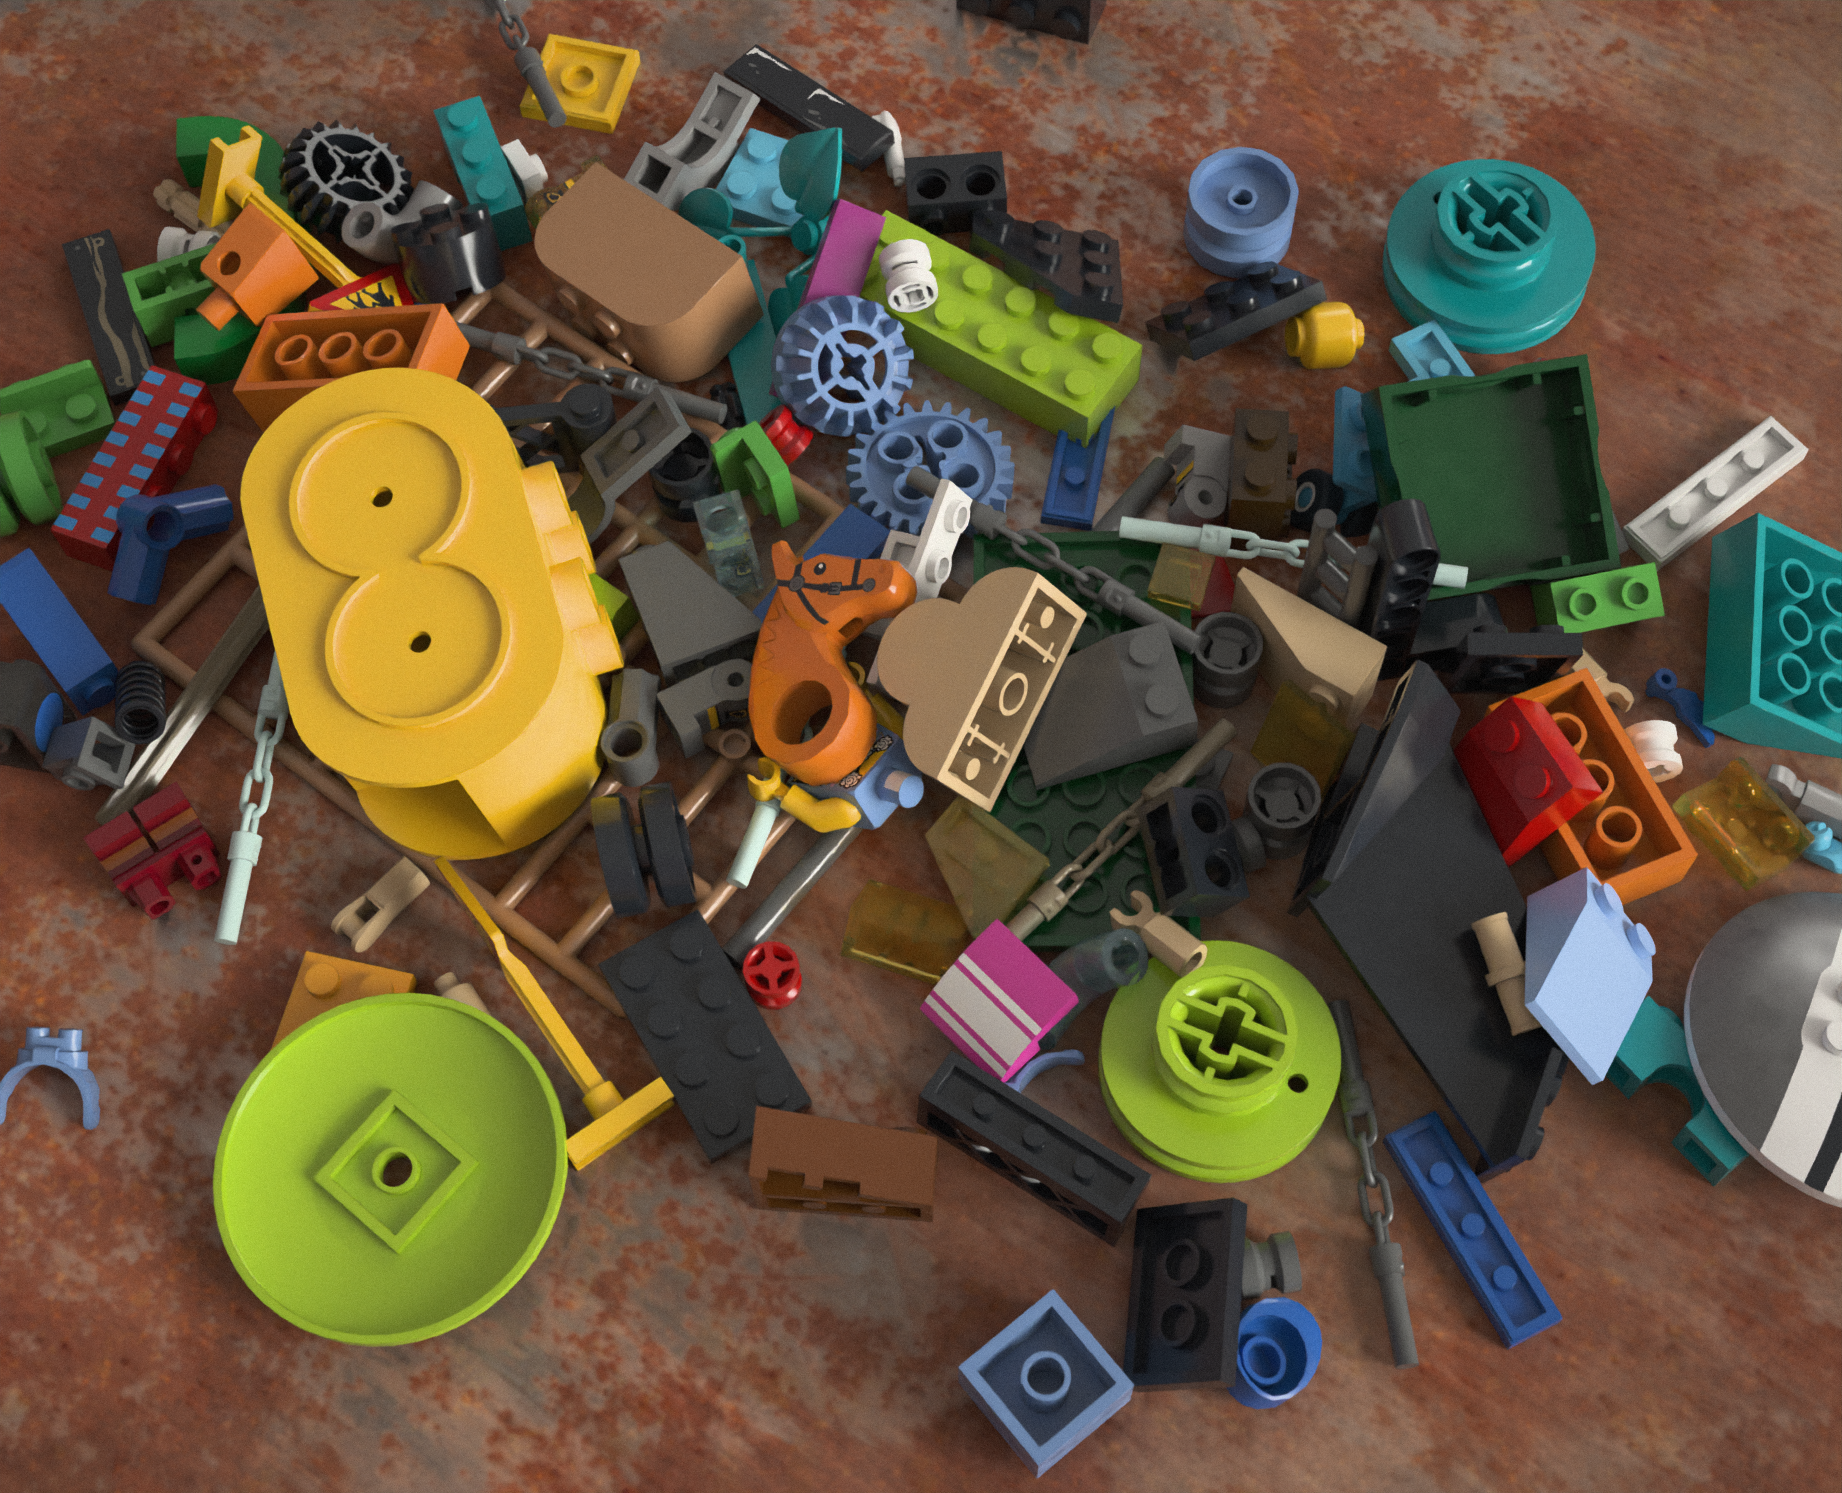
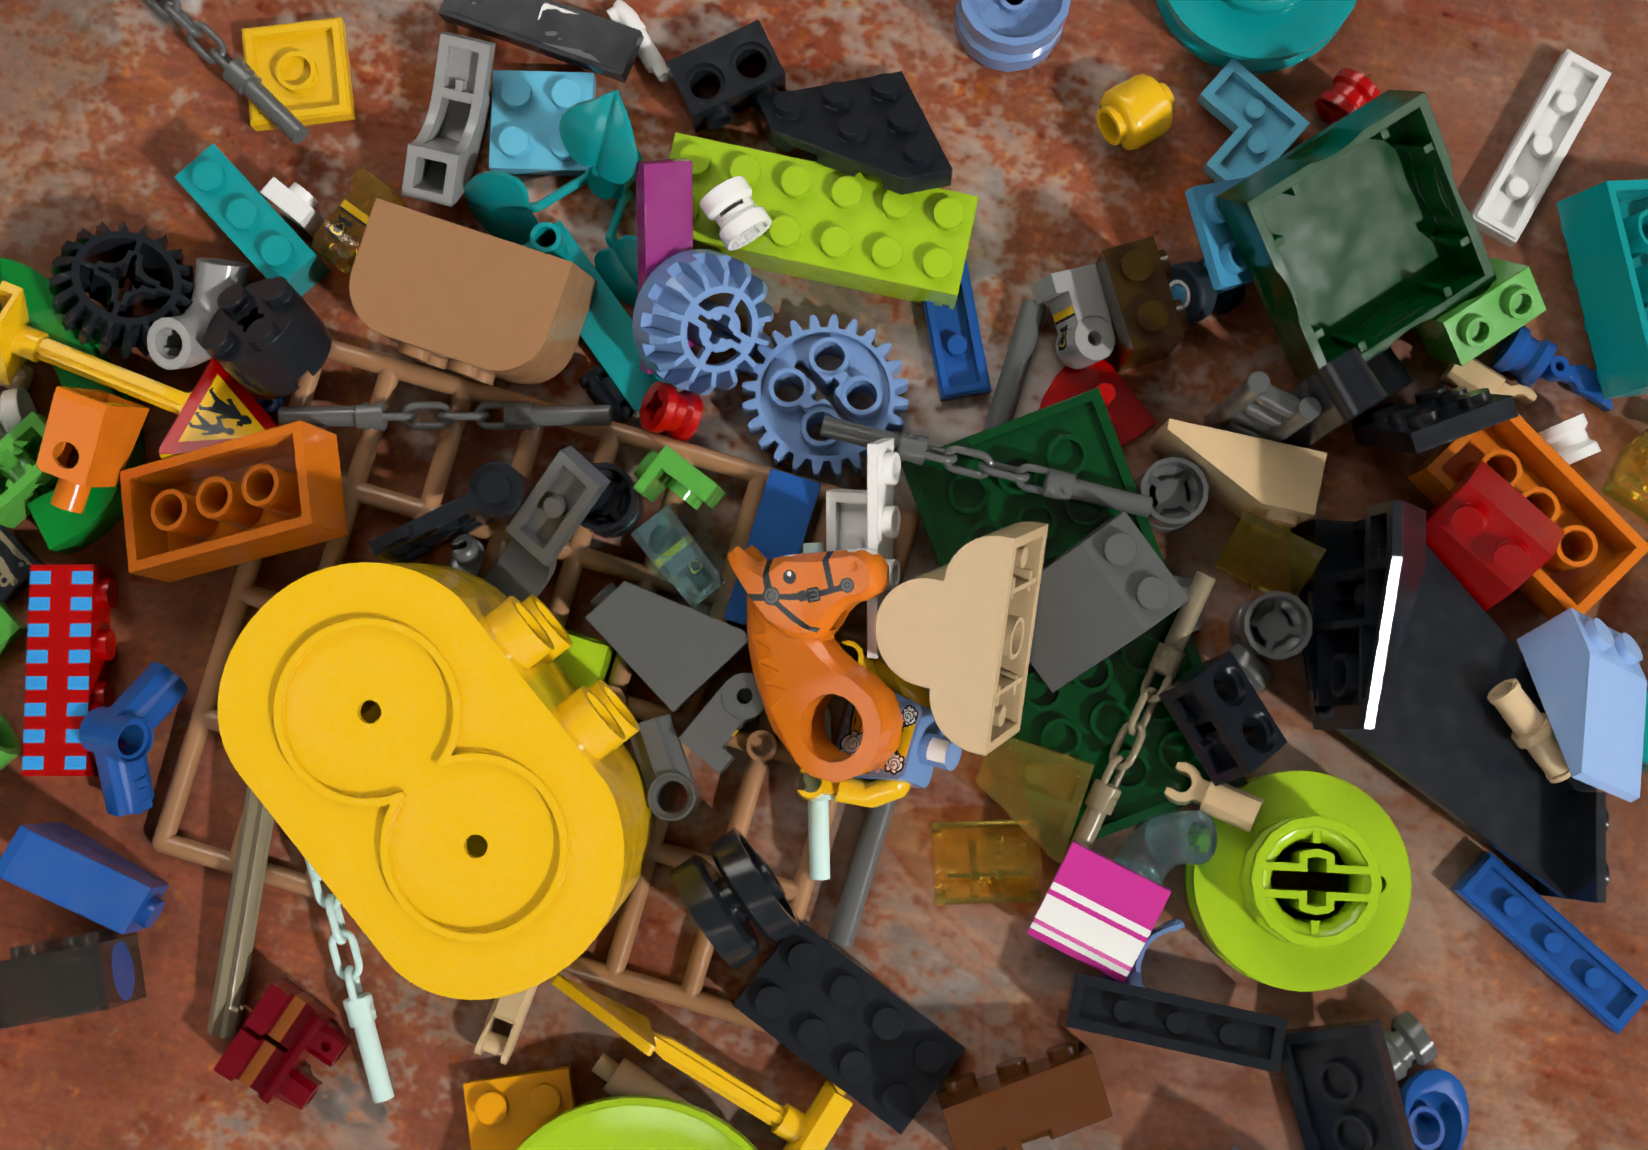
camera: 25 degrees left, 20 degrees up
(81, 762) = (176, 984): dark grey brick -> none
(140, 702) = (197, 915): black piece -> none
(770, 962) = (889, 955): red wheel -> none
(1181, 576) = (1112, 442): clear yellow tile -> none
(1217, 542) = (1133, 394): light aqua piece -> none
(1234, 310) = (1047, 119): black plate -> none
(1385, 1256) = (1490, 994): dark grey piece -> none
(1632, 659) = (1524, 356): none -> blue wheel

